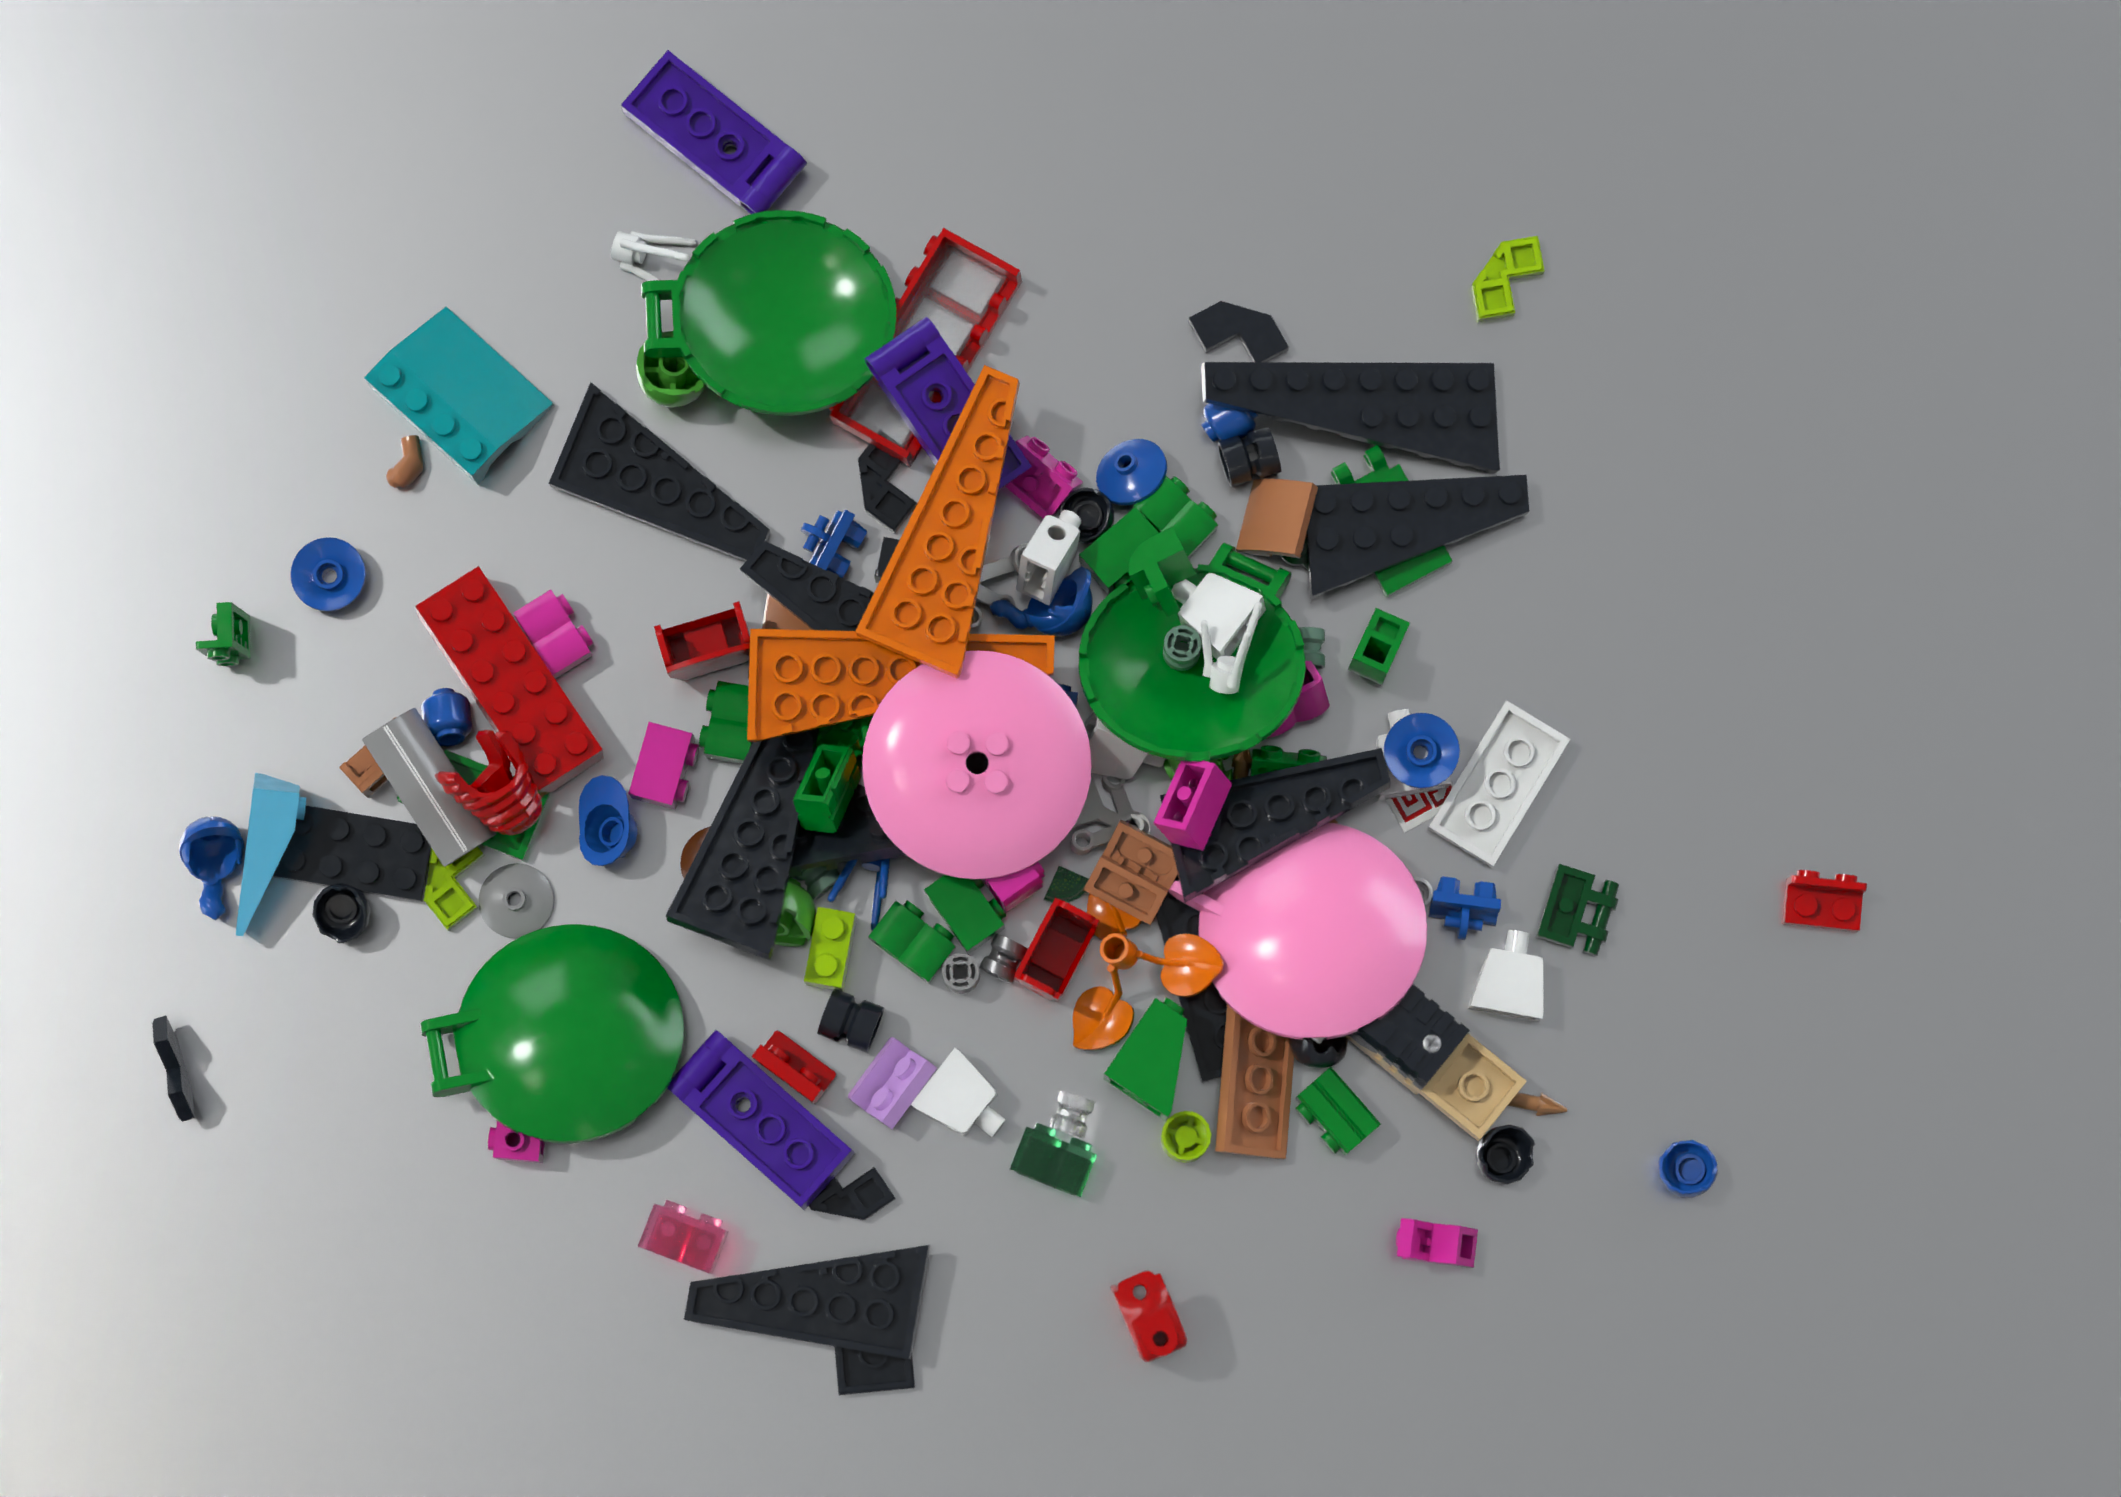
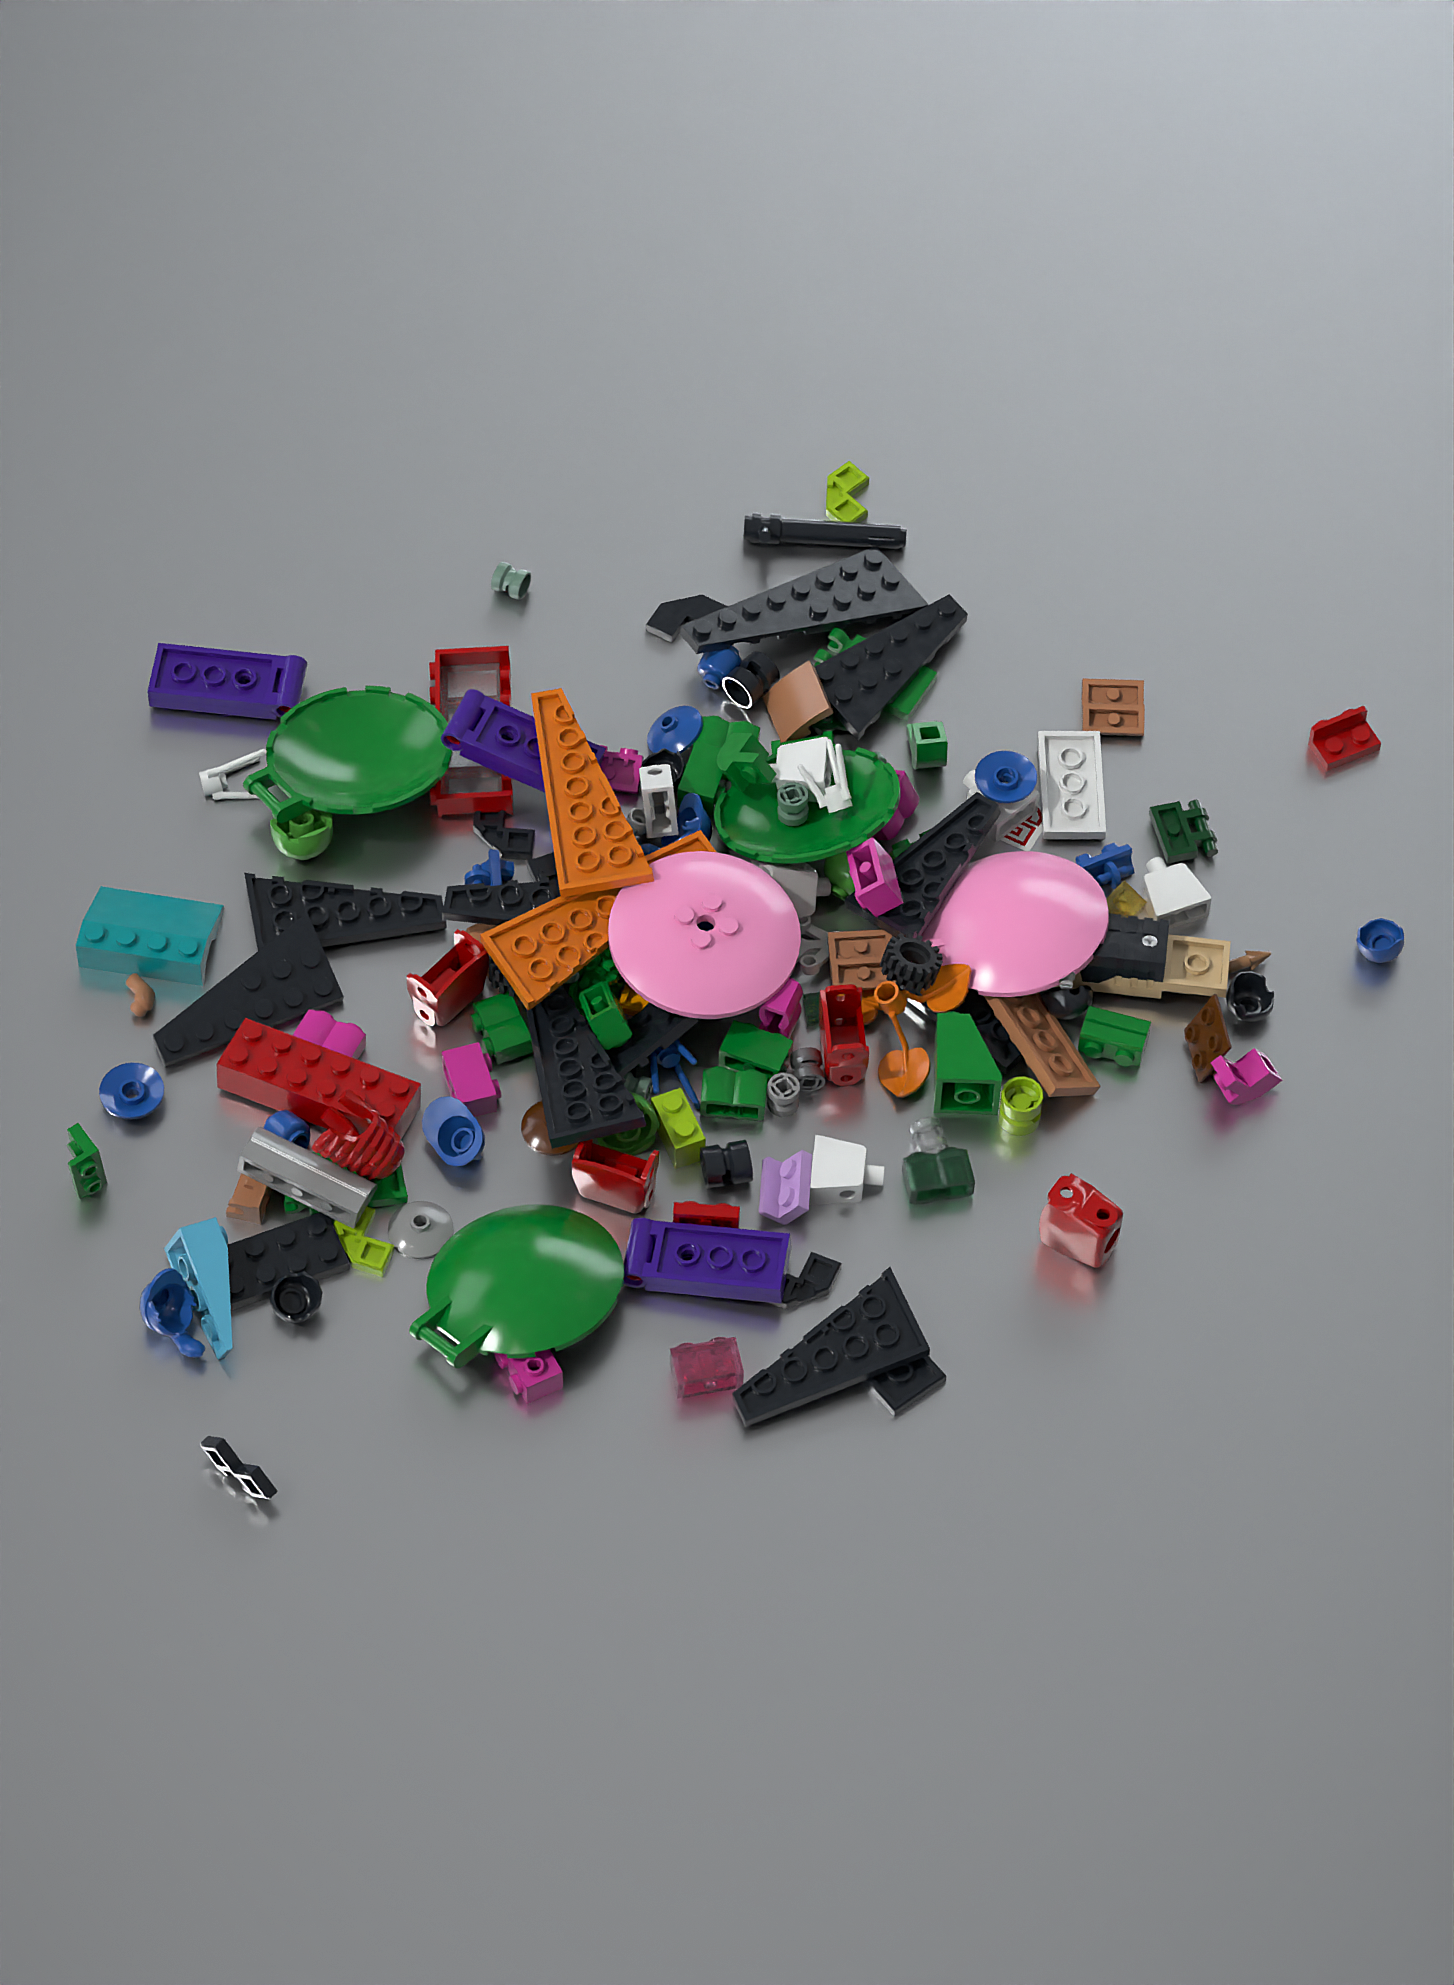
camera: 35 degrees left, 25 degrees down
(532, 536) = (269, 988): none -> black wing
(730, 974) = (614, 1176): none -> red piece
(1082, 179) = (510, 580): none -> sand green wheel
(1185, 921) = (898, 959): none -> black tyre
(1402, 281) = (779, 529): none -> black cylinder
(1424, 1180) = (1207, 1038): none -> reddish brown hinge
(1446, 969) = (1125, 901): none -> clear yellow brick
(1608, 714) = (1113, 706): none -> nougat slope

